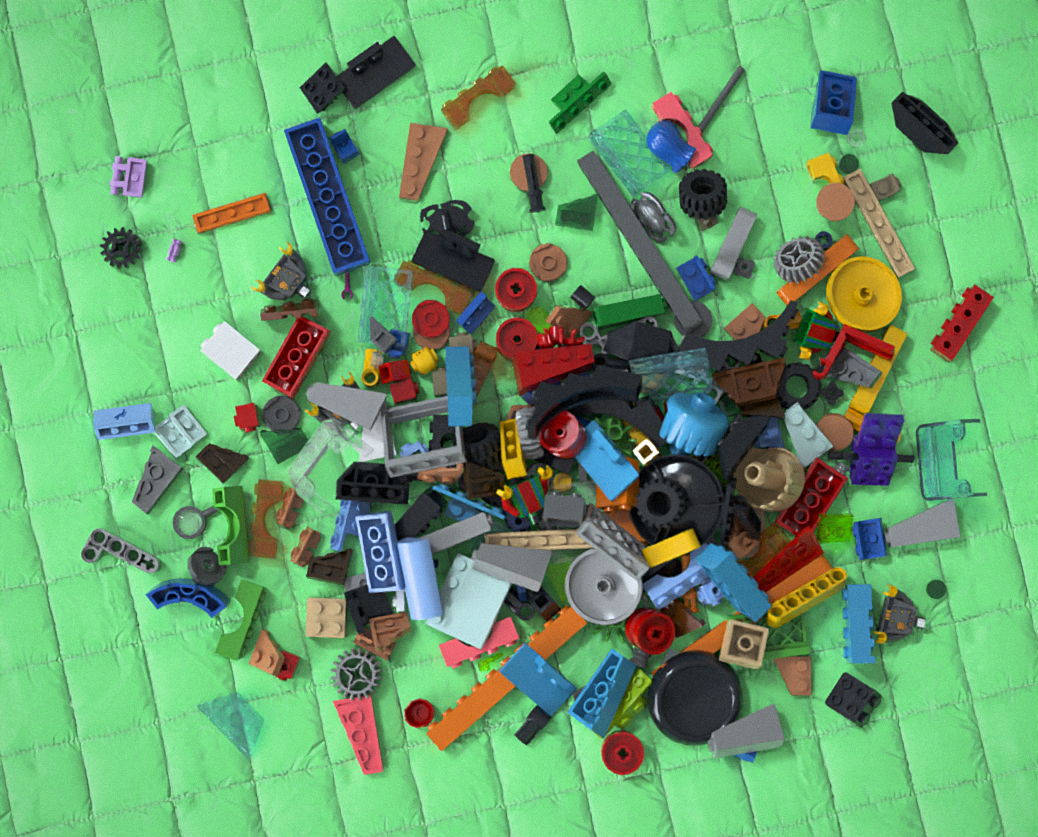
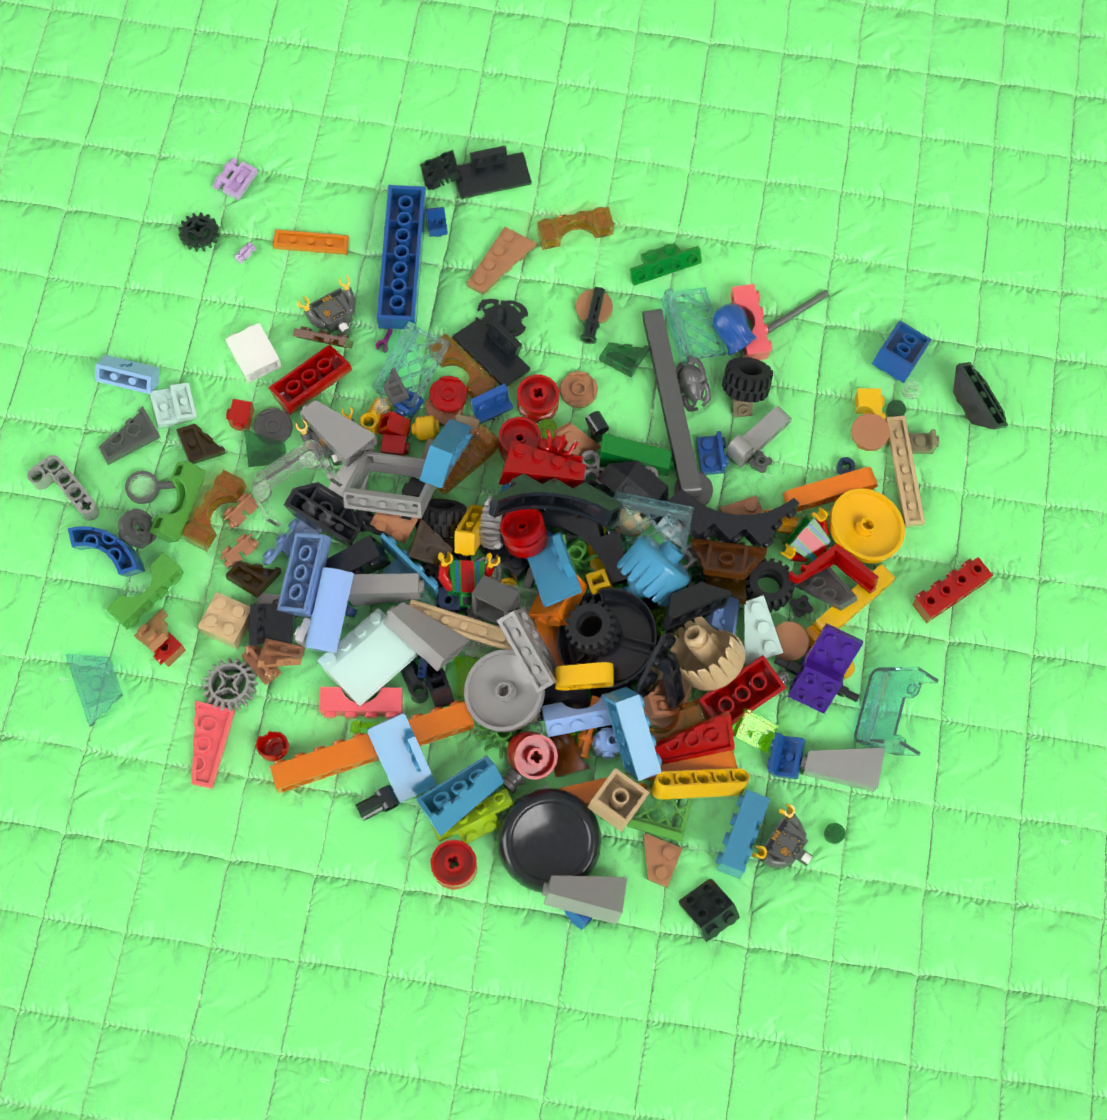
camera: 20 degrees right, 15 degrees down
(799, 259) = (816, 470): light grey gear -> none

